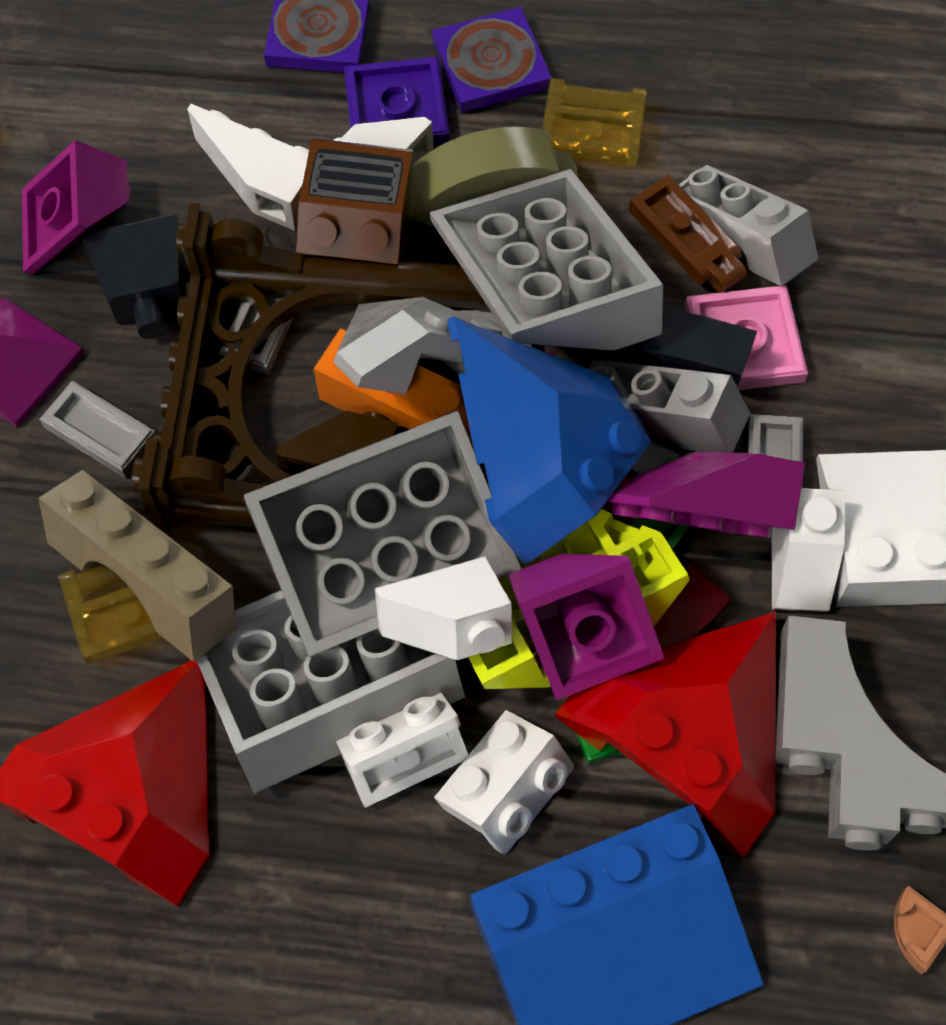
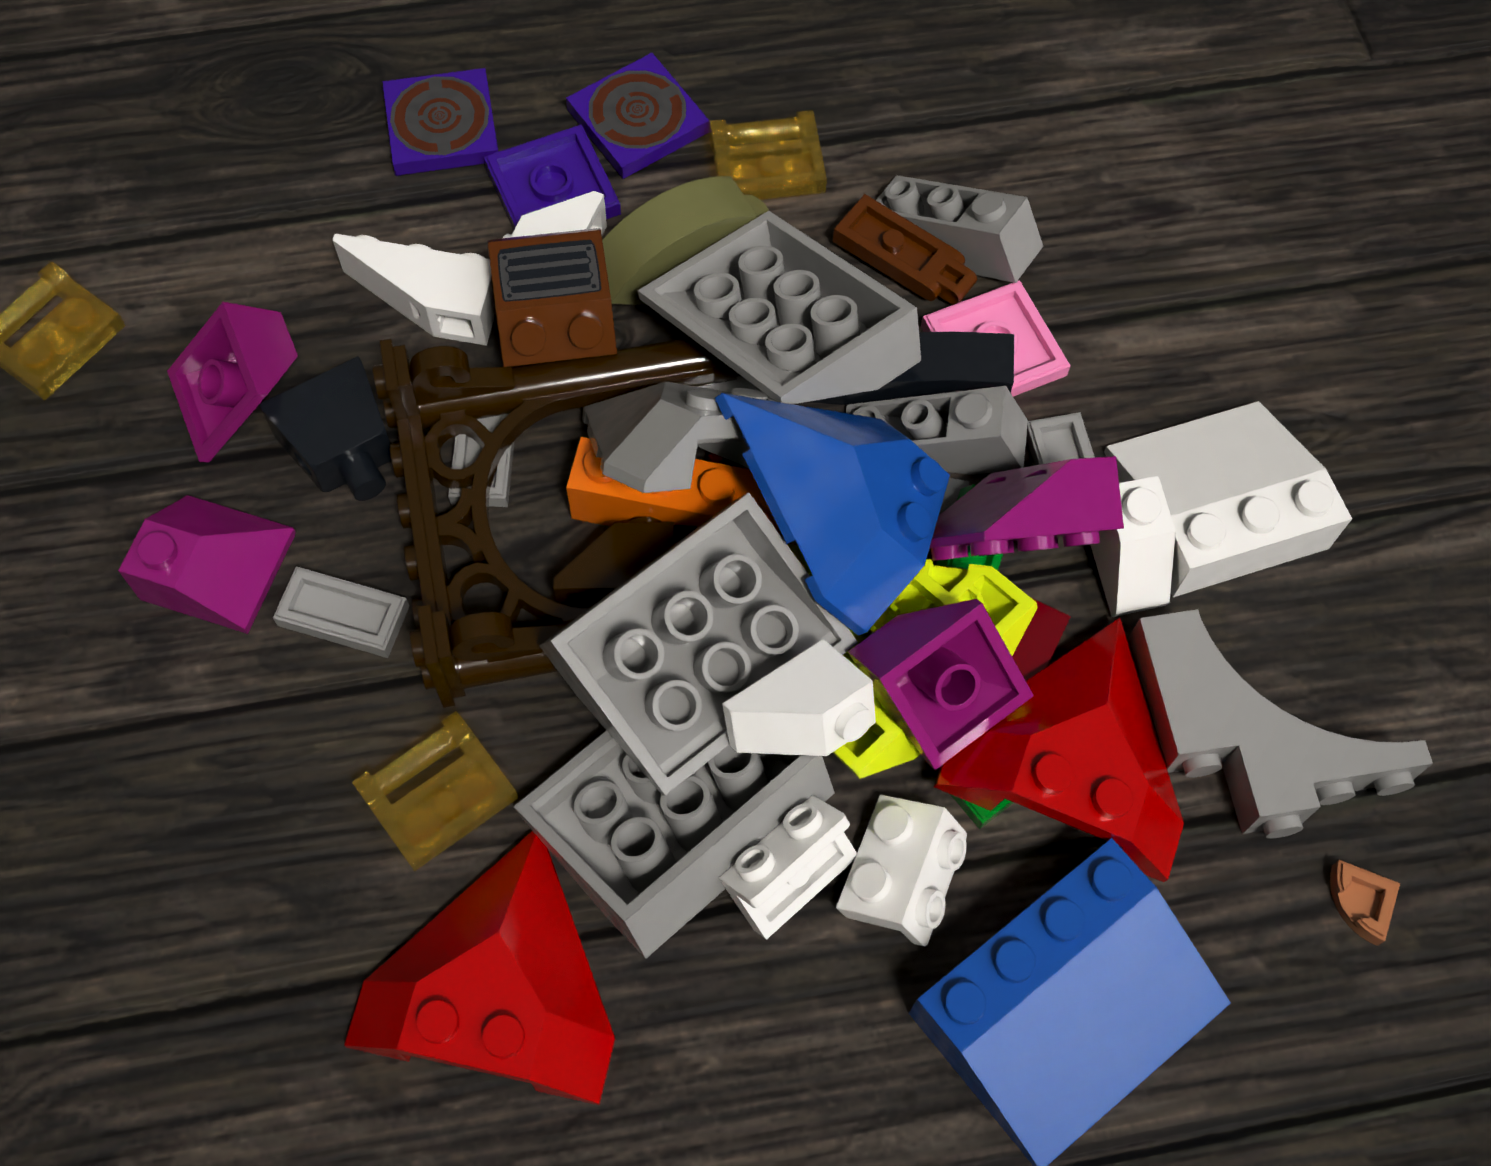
camera: 20 degrees left, 0 degrees up
(179, 592) = (500, 764): dark tan arch -> none

